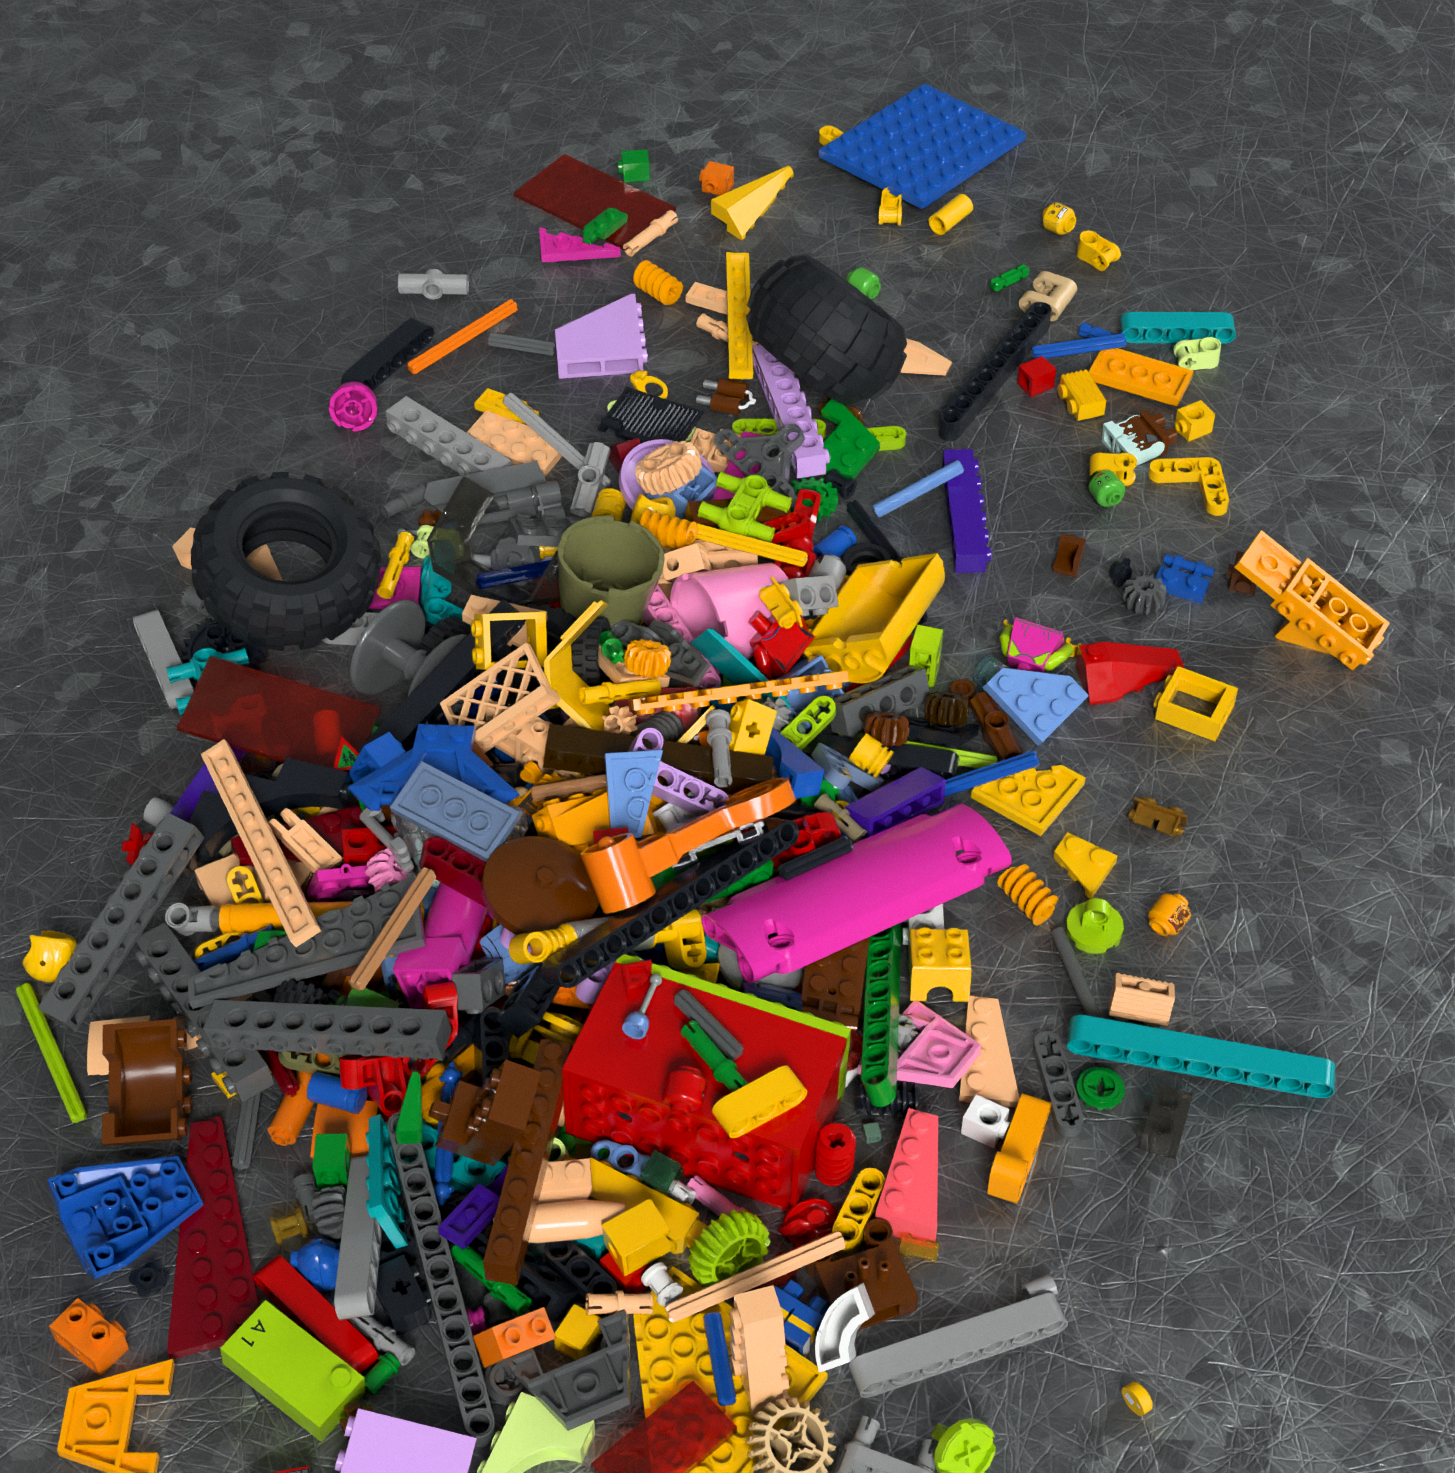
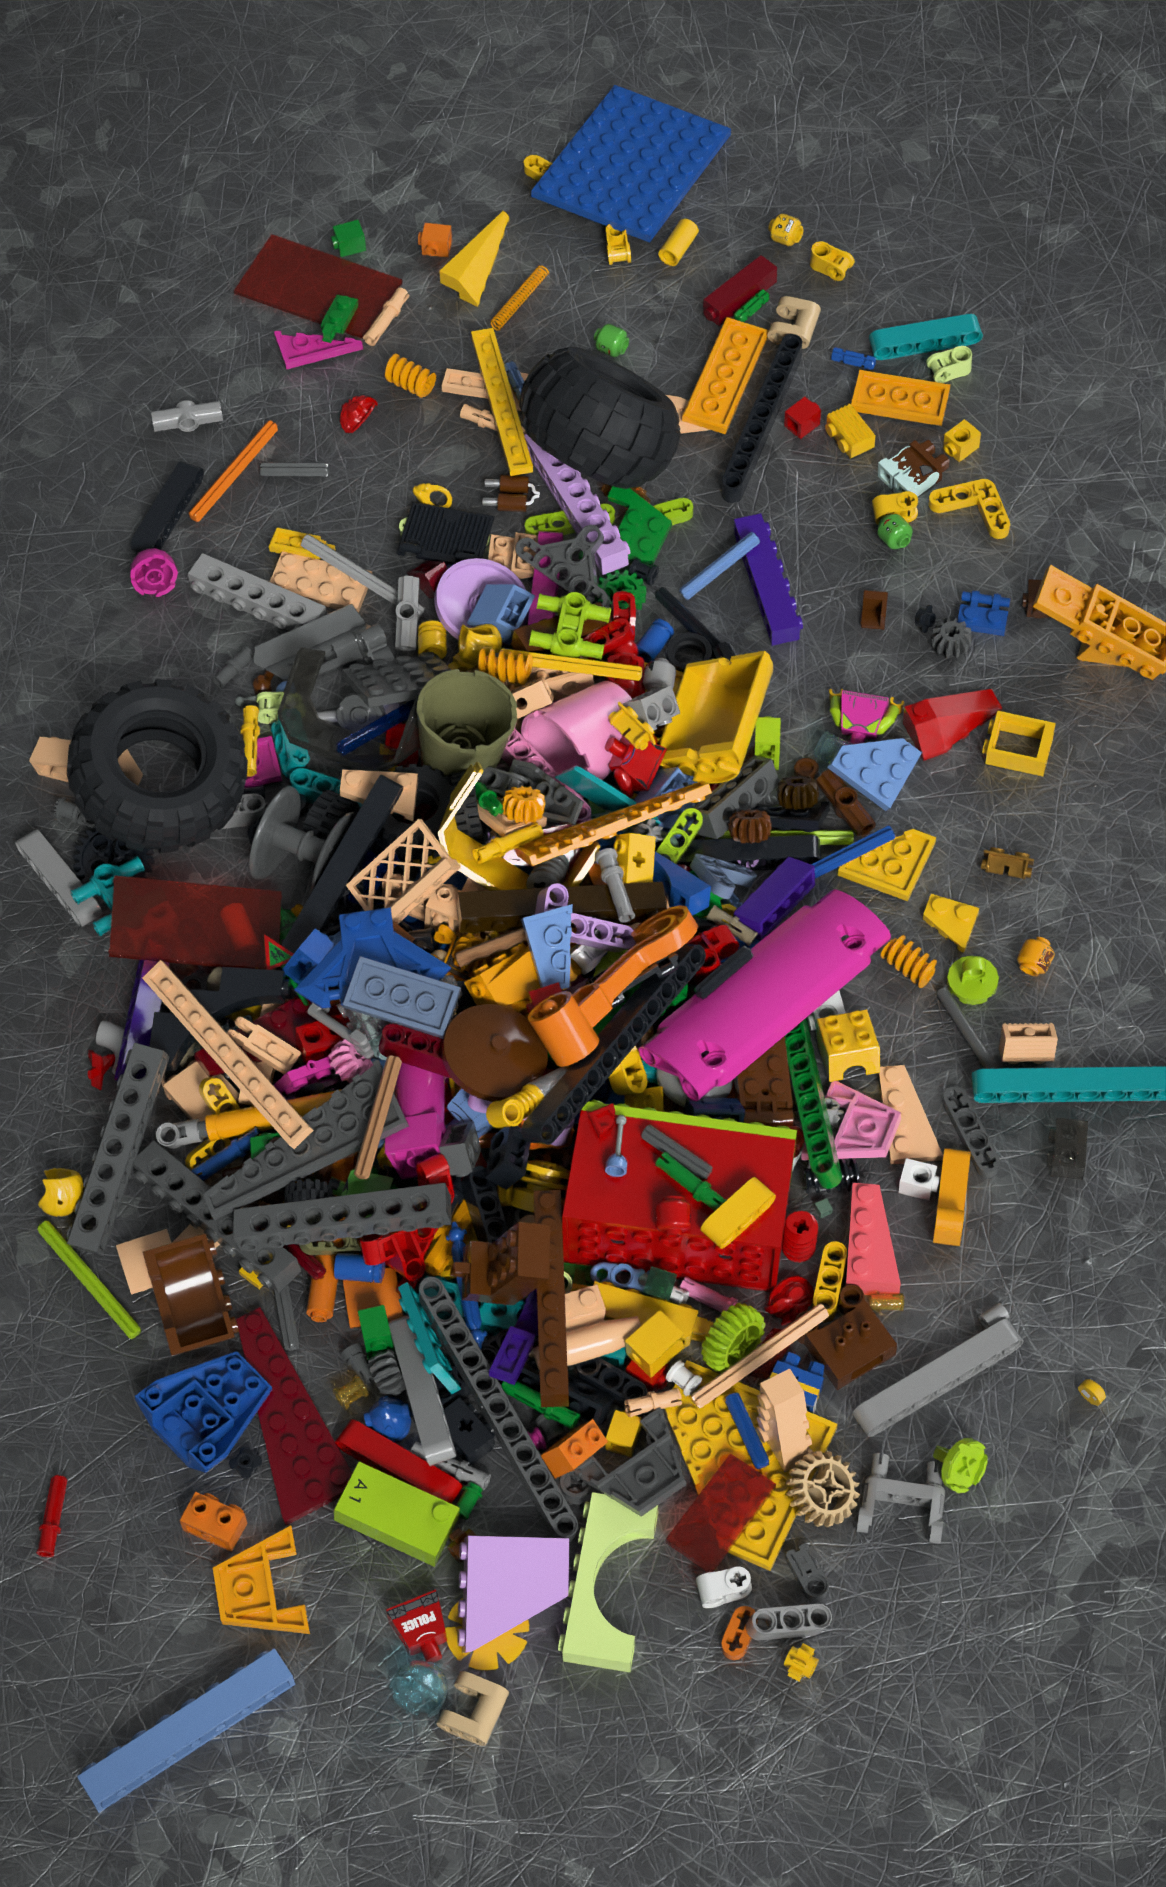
camera: 10 degrees left, 10 degrees up
(409, 1125) = (441, 1285): green slope -> none
(535, 636) = (418, 804): yellow window -> none
(596, 302) = (356, 412): none -> red hat
(603, 341) = (375, 453): lavender slope -> none
(620, 721) = (516, 874): light nougat gear -> none
(668, 467) = (484, 593): light nougat gear -> none
(806, 224) = (534, 281): none -> light orange piece
(839, 1328) = (840, 1385): white brick -> none
(870, 755) = (743, 856): yellow piece -> none
(968, 330) = (725, 375): none -> light orange tile
(983, 267) = (739, 289): none -> dark red brick
(1079, 346) = (836, 377): blue axle -> none
(1112, 1085) = (1015, 1121): green gear -> none

